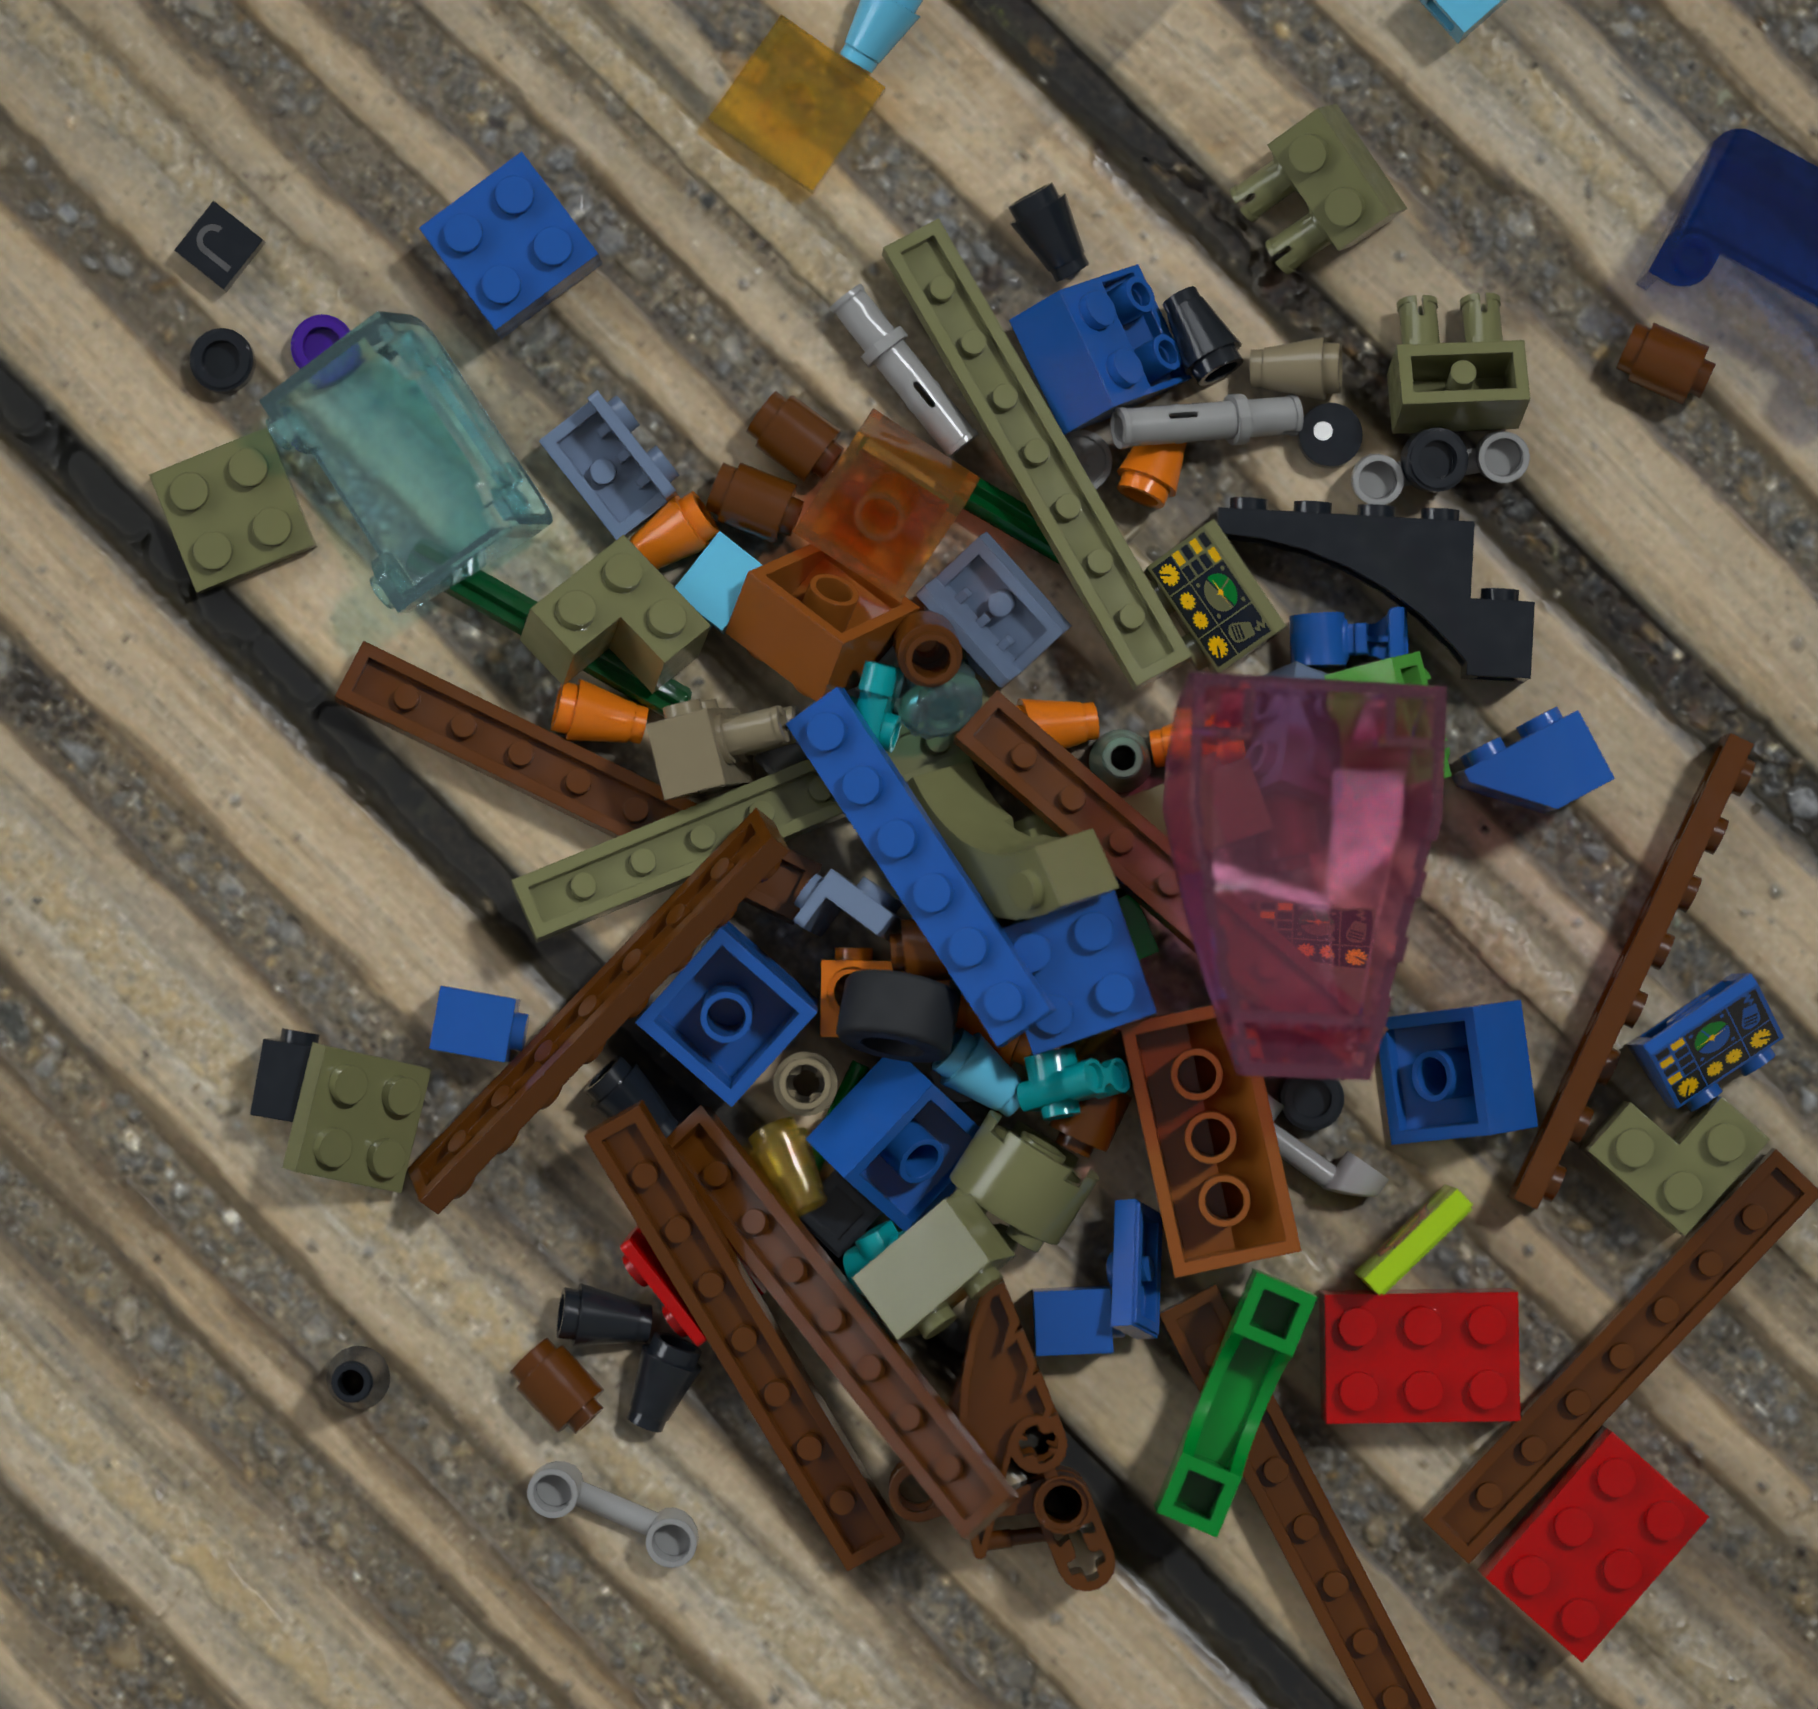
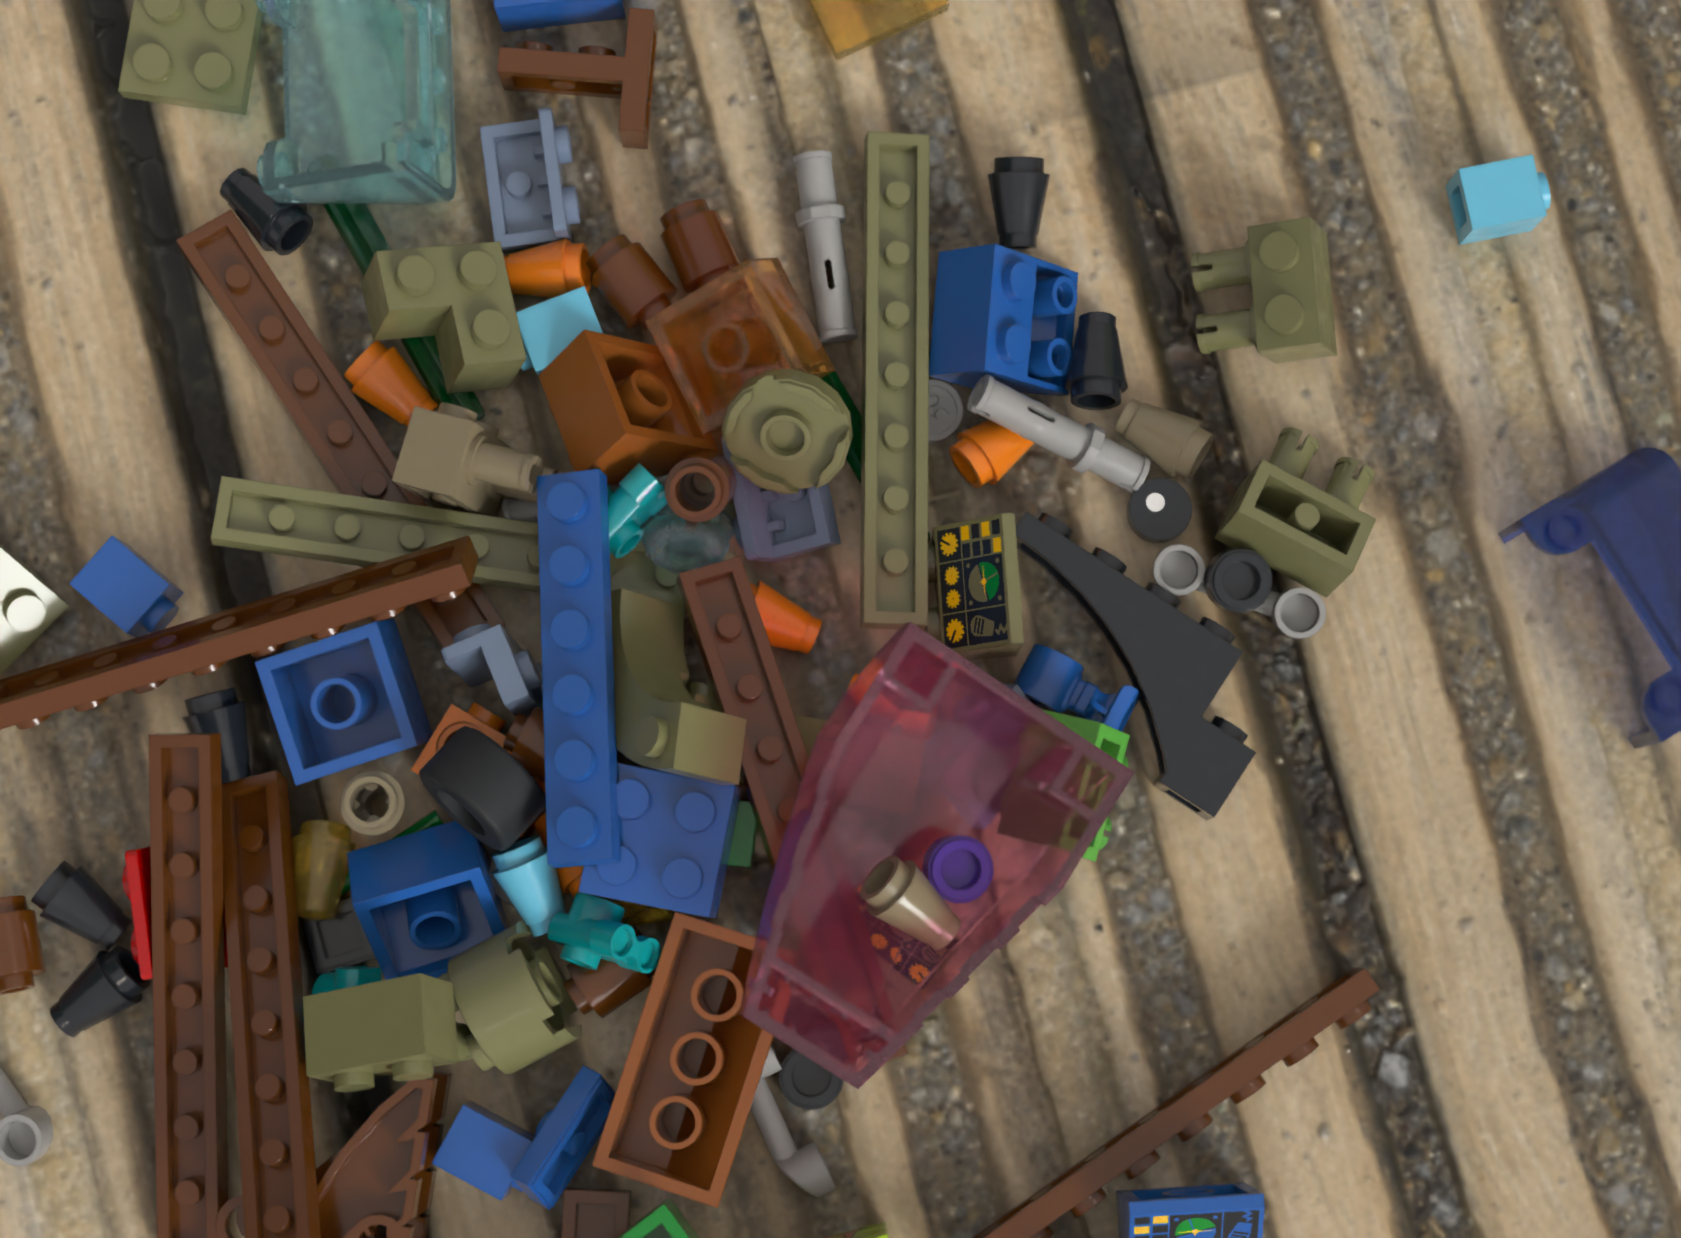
camera: 30 degrees right, 5 degrees down
(399, 632) = (271, 223): none -> black cone
(610, 332) = (593, 73): none -> reddish brown bracket
(975, 558) = (787, 431): none -> olive tile
(1116, 779) = (815, 702): sand green cone -> none
(1318, 902) = (908, 901): none -> dark tan cone
(1342, 850) = (958, 868): none -> dark purple tile
(1457, 1073) = (951, 1129): blue slope -> none
(1543, 769) = (1178, 902): blue slope -> none
(1666, 362) = (1488, 613): reddish brown brick -> none

